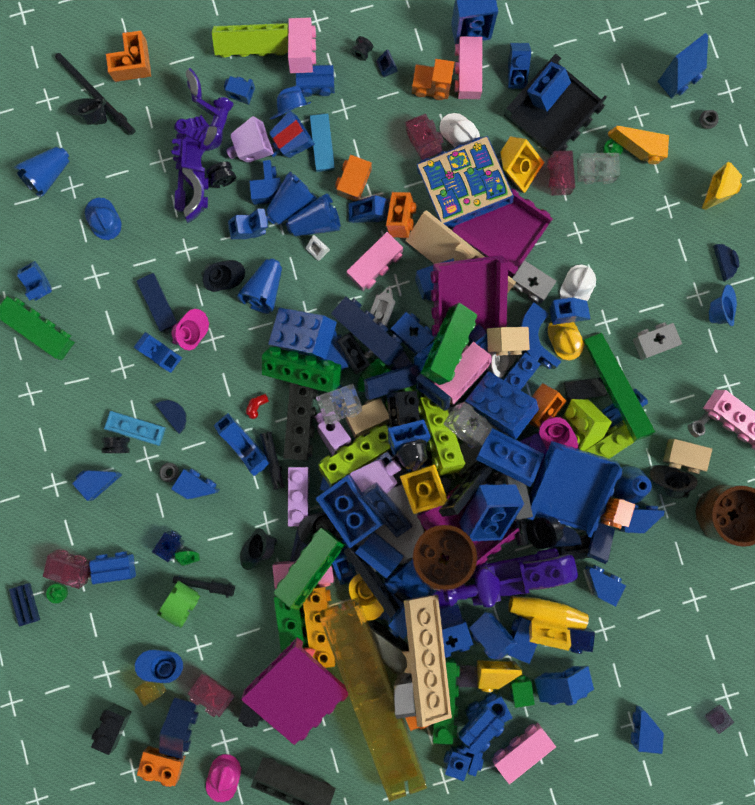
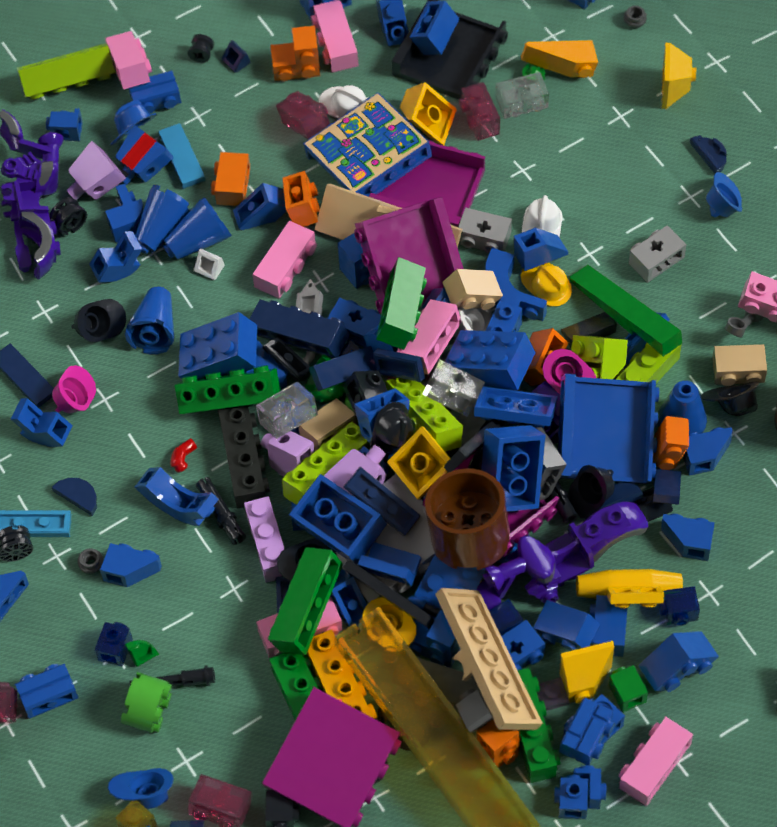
camera: 15 degrees left, 25 degrees down
(257, 548) = (231, 614): black piece -> none

